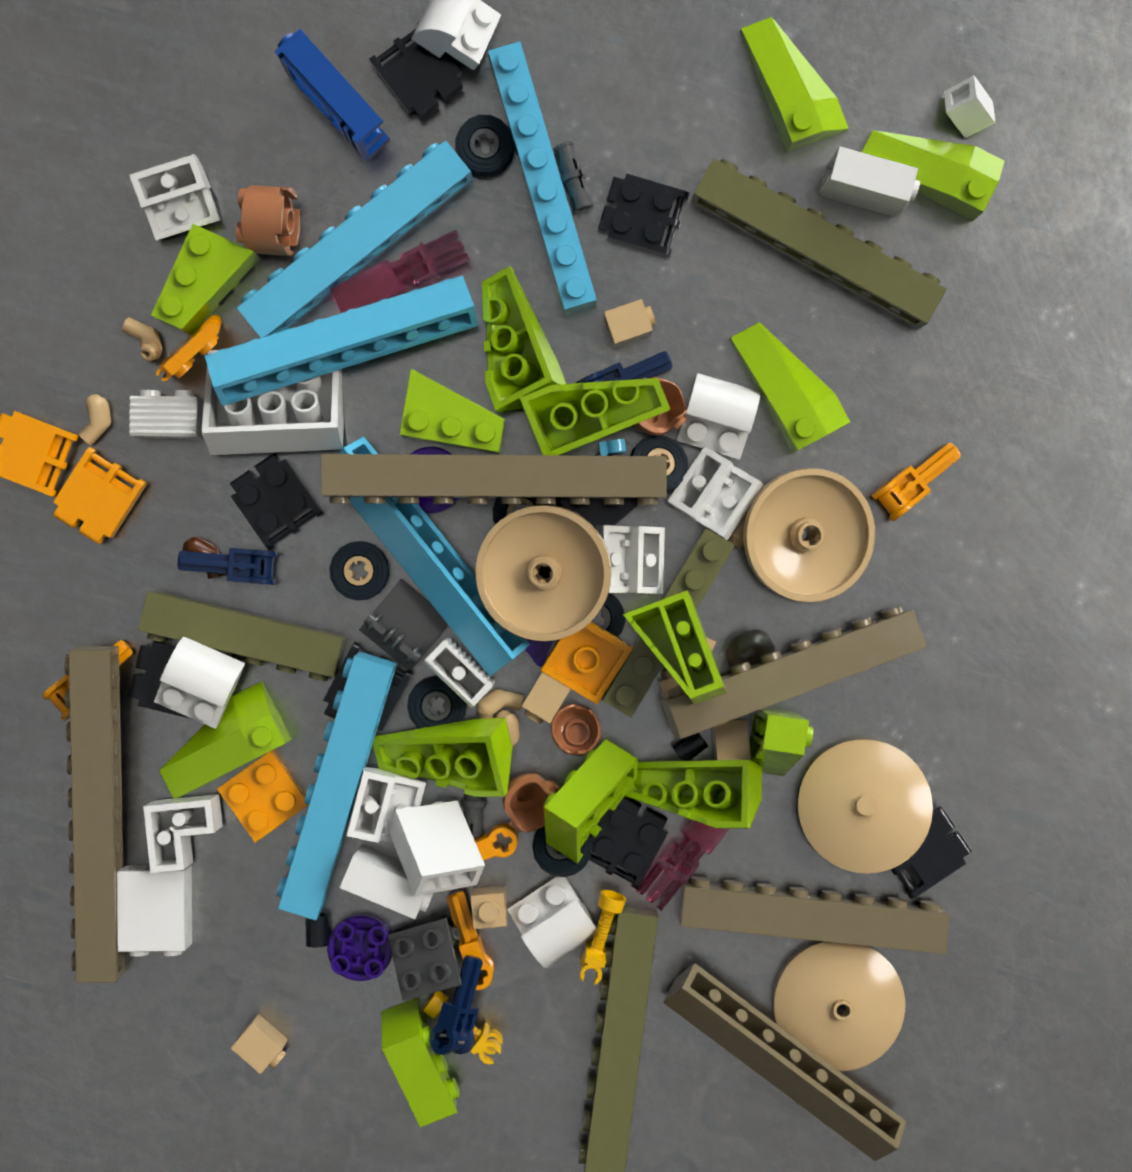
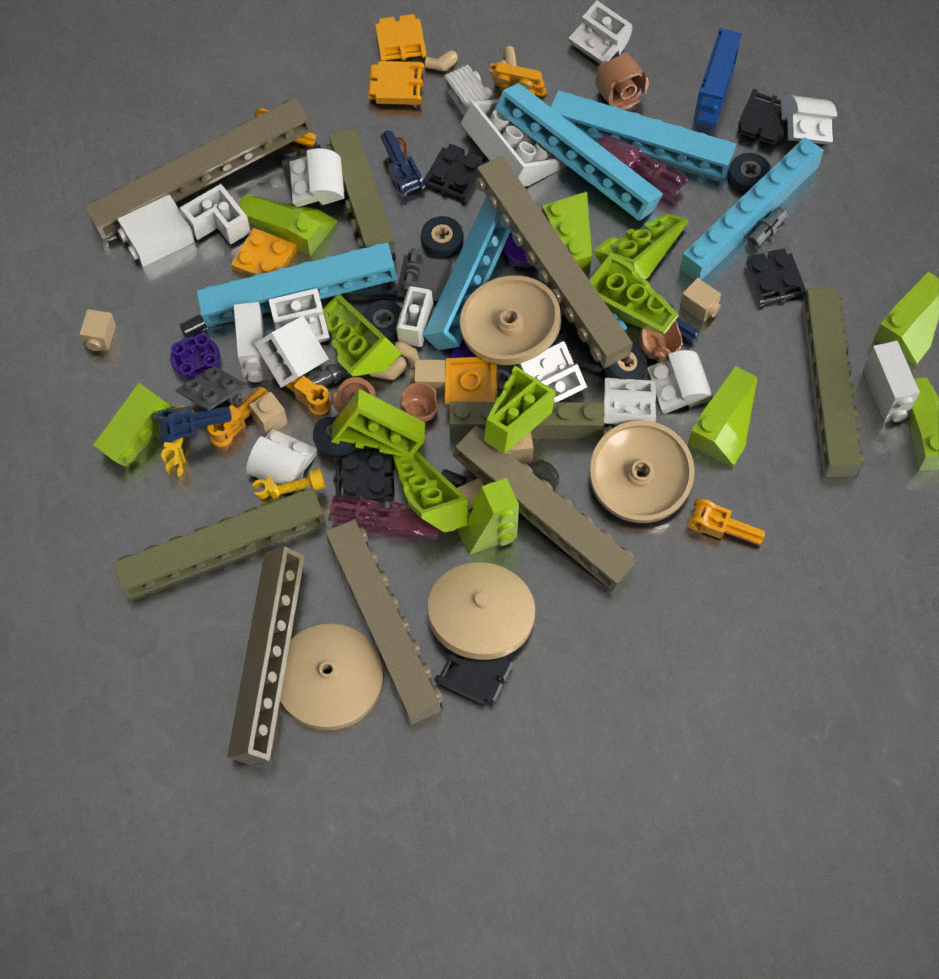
camera: 65 degrees right, 25 degrees down
(201, 278) = (565, 68): lime wedge -> none

